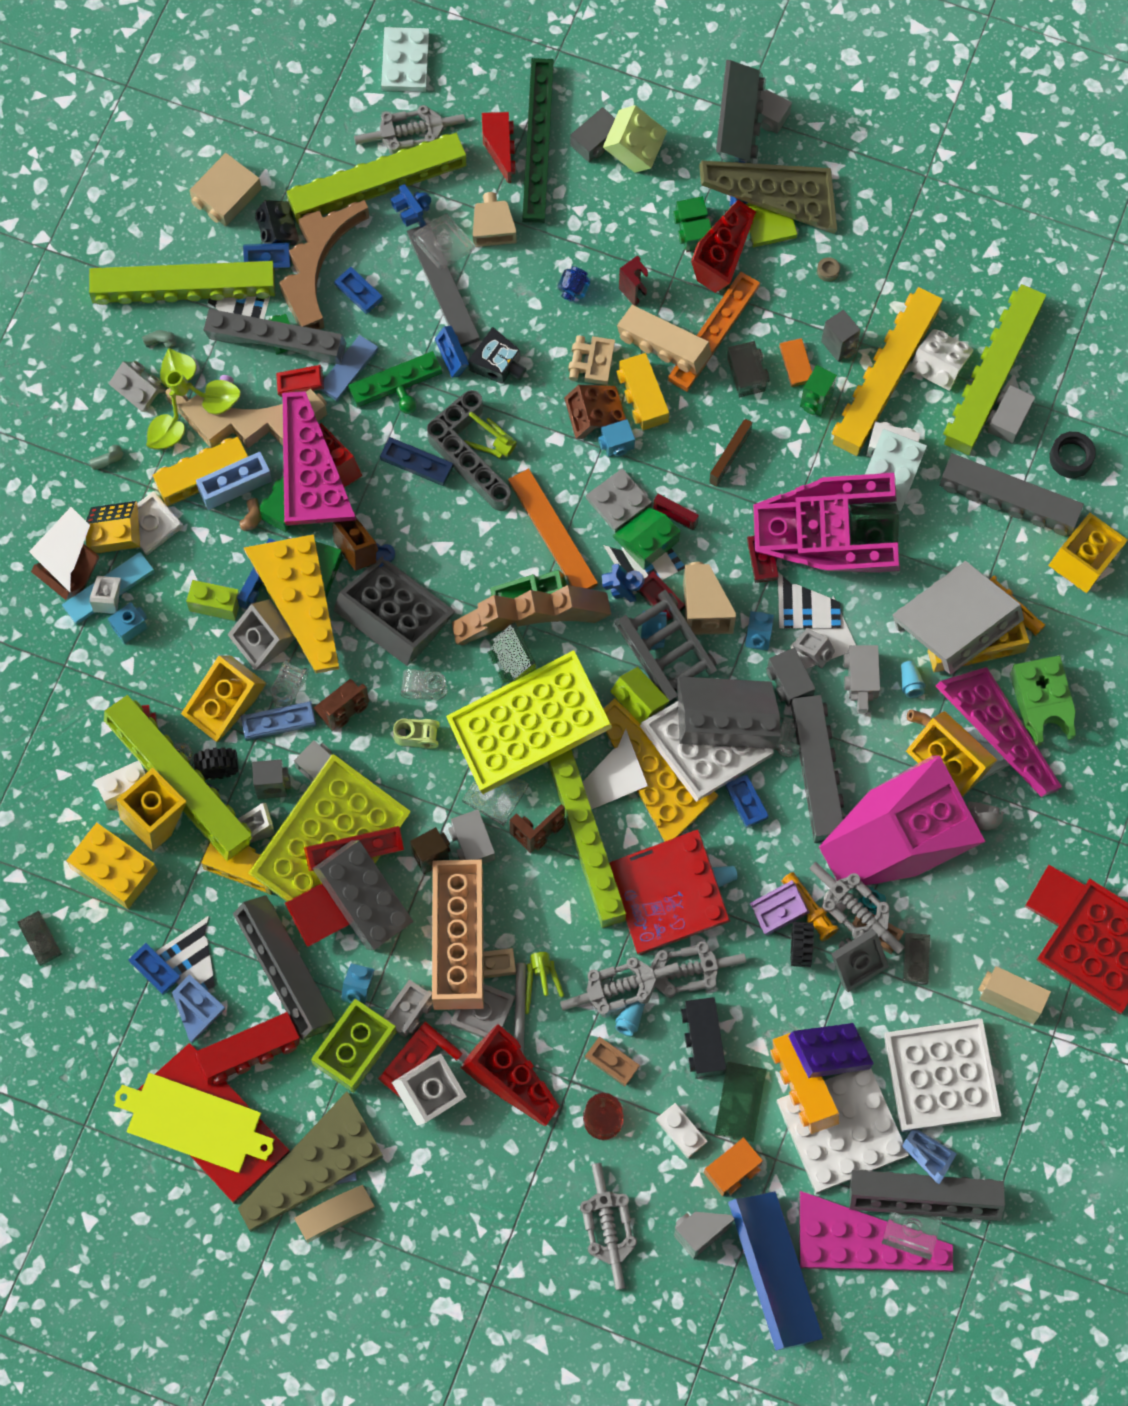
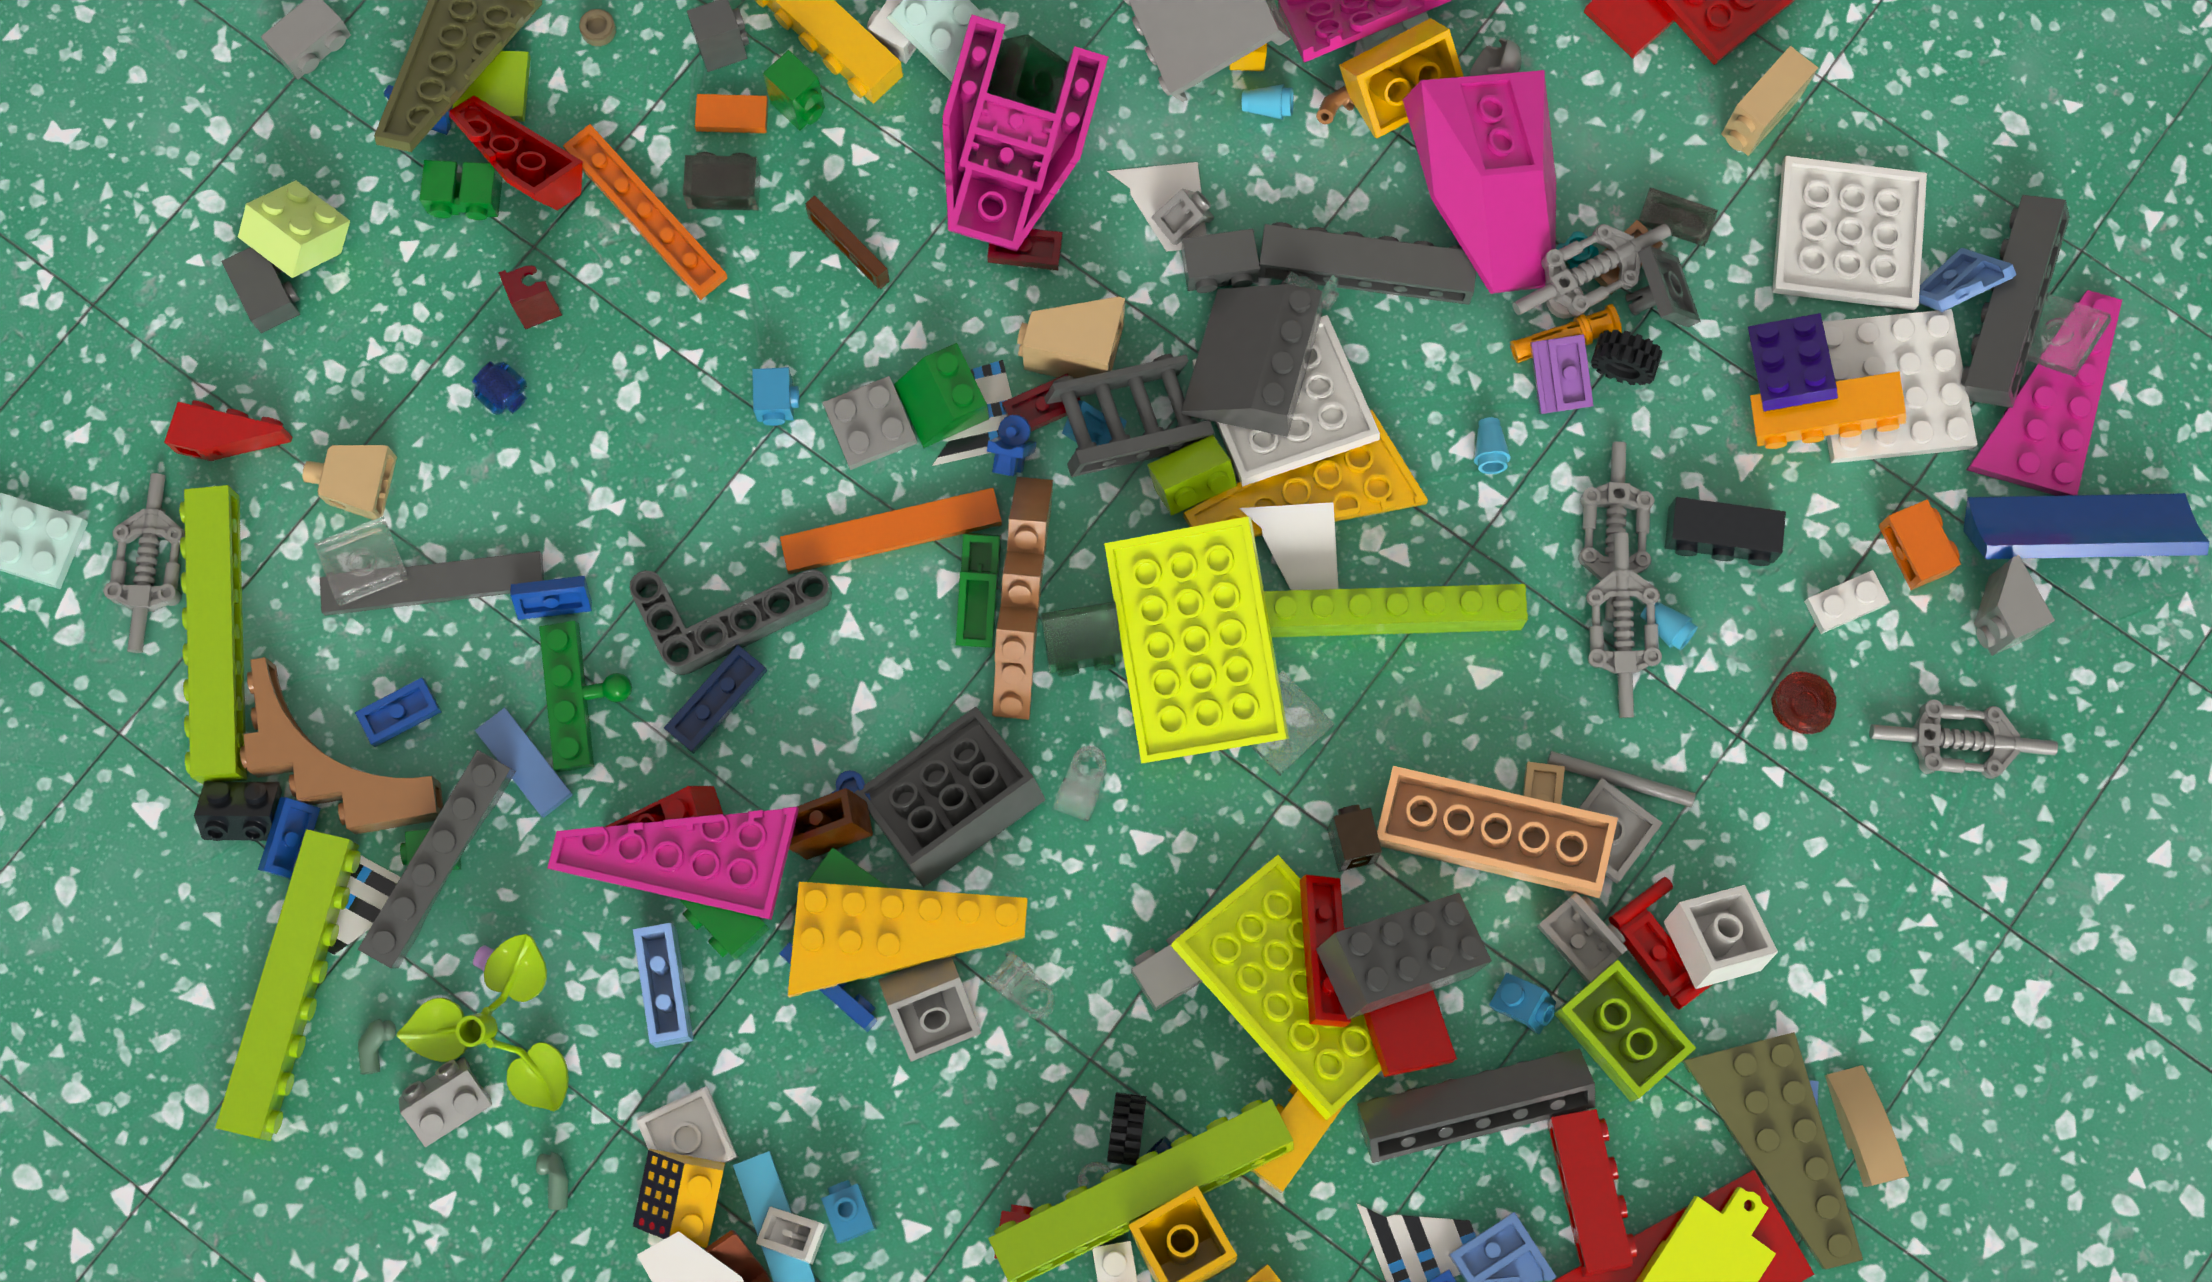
camera: 75 degrees left, 5 degrees up
(180, 479) = (626, 1051): yellow brick -> none
(213, 600) = (852, 1067): lime brick -> none
(223, 697) = (1016, 1093): yellow slope -> none
(225, 190) = (149, 876): tan brick -> none
(246, 424) = (569, 945): tan arch -> none
(253, 518) = (729, 971): medium nougat arm -> none
(259, 822) = (1236, 1088): white slope -> none
(270, 779) = (1177, 1049): dark grey brick -> none
(278, 720) = (1074, 1018): medium blue tile -> none
(300, 380) = (522, 841): red tile -> none
(342, 704) = (1077, 912): copper bracket -> none
(414, 205) = (284, 585): blue hips -> none
(418, 734) = (1158, 808): yellowish green piece -> none
(471, 837) = (1345, 776): light grey brick -> none
(496, 358) = (585, 533): black torso -> none
(504, 443) = (727, 562): lime plant -> none
(505, 1071) = (1708, 821): red wedge -> none
(535, 838) = (1373, 674): copper bracket -> none
(538, 140) = (237, 375): dark green plate -> none
(541, 966) = (1562, 728): lime plant -> none
(593, 408) = (715, 416): copper bracket -> none
(599, 359) = (637, 387): tan plate -> none
(612, 1061) = (1728, 668): medium nougat plate -> none
(643, 391) = (709, 337): yellow brick -> none
(664, 340) = (640, 282): tan brick -> none
(669, 892) = (1501, 515): red plate -> none
(676, 512) = (916, 345): dark red tile -> none
(740, 113) = (313, 62): dark grey slope -> none
(740, 1102) = (1824, 511): clear green piece -> none
(746, 801) = (1390, 374): blue plate -> none
(759, 630) = (1134, 282): dark azure bracket -> none
(805, 608) = (1115, 212): sticker -> none
(863, 675) = (1246, 163): light grey hinge -> none

